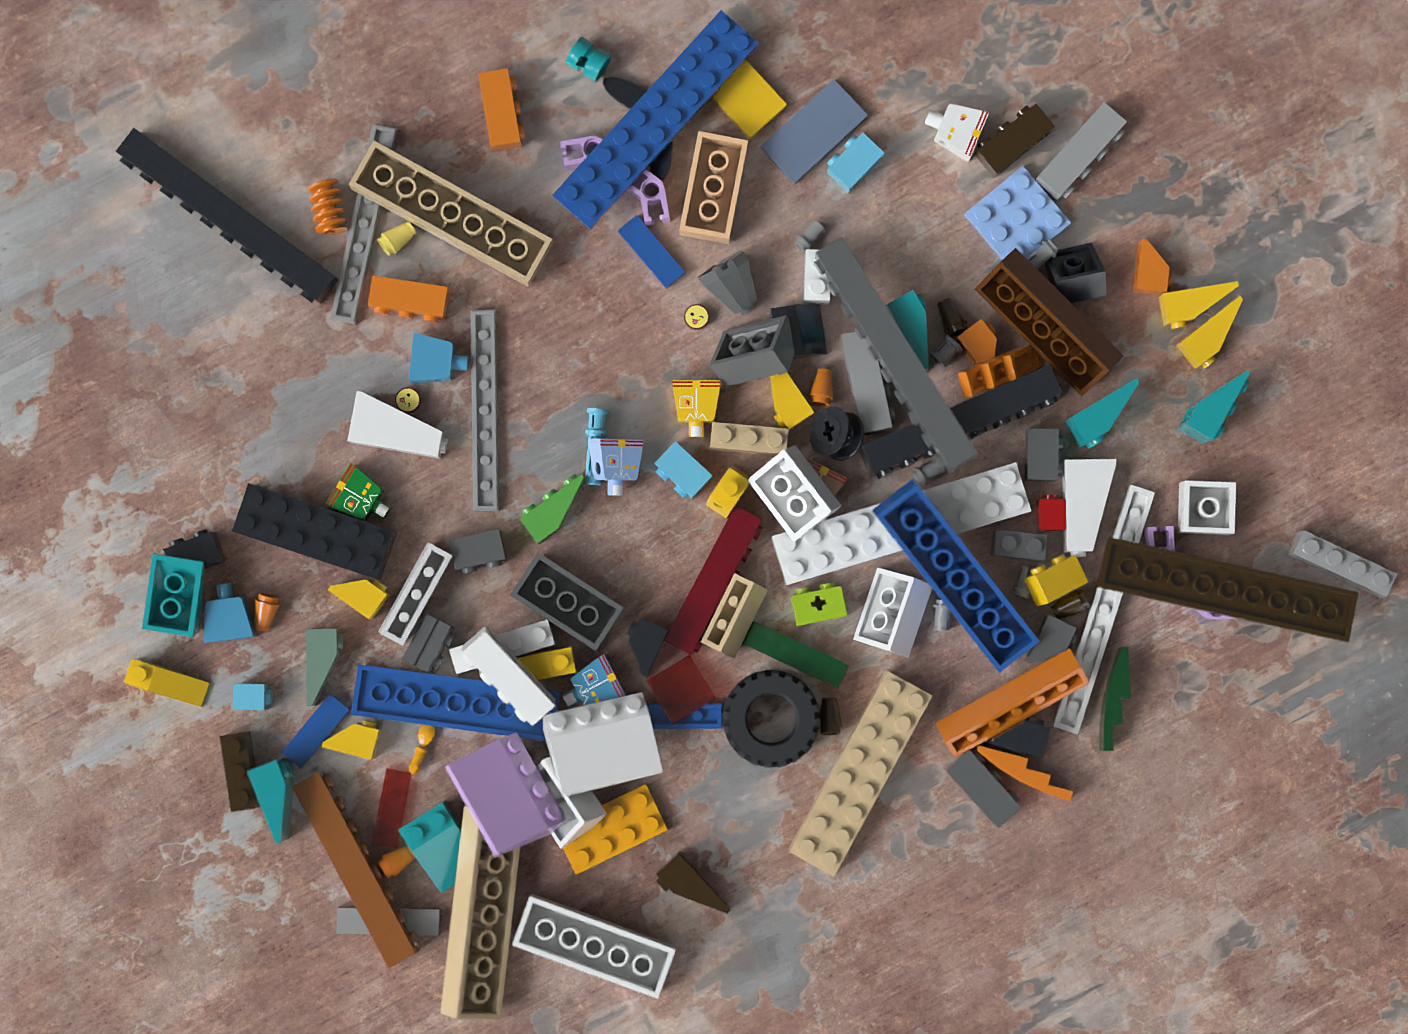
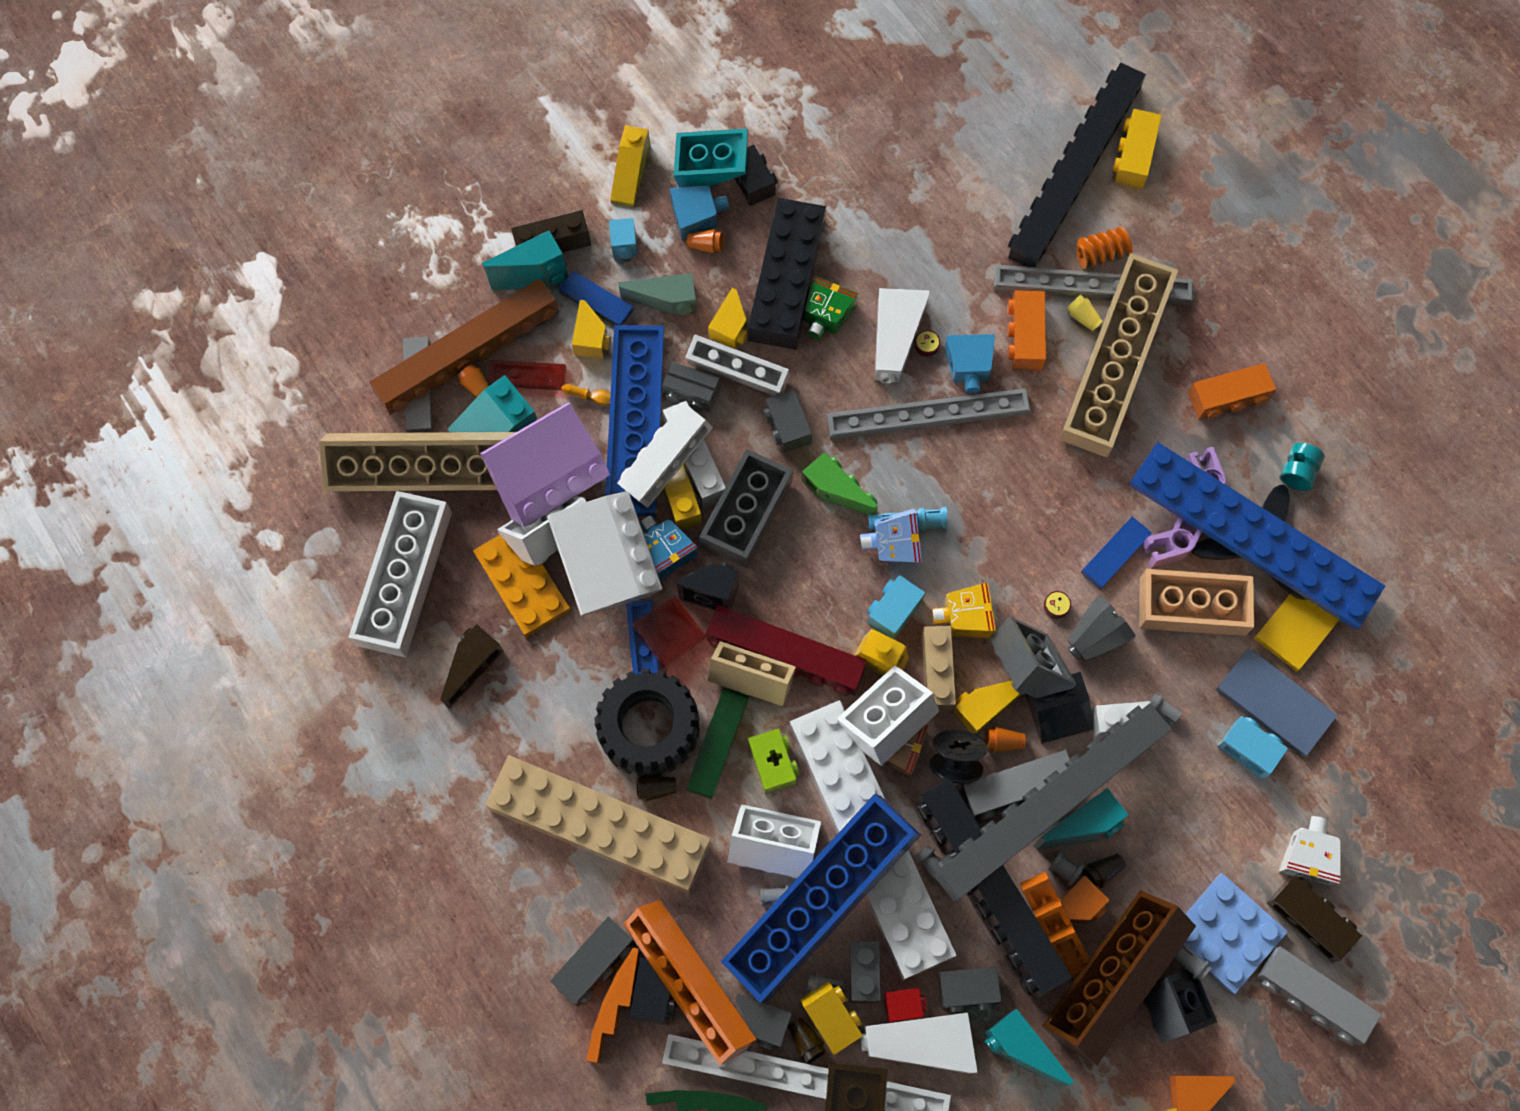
camera: 85 degrees right, 15 degrees down
(215, 151) = (1136, 148): none -> yellow brick

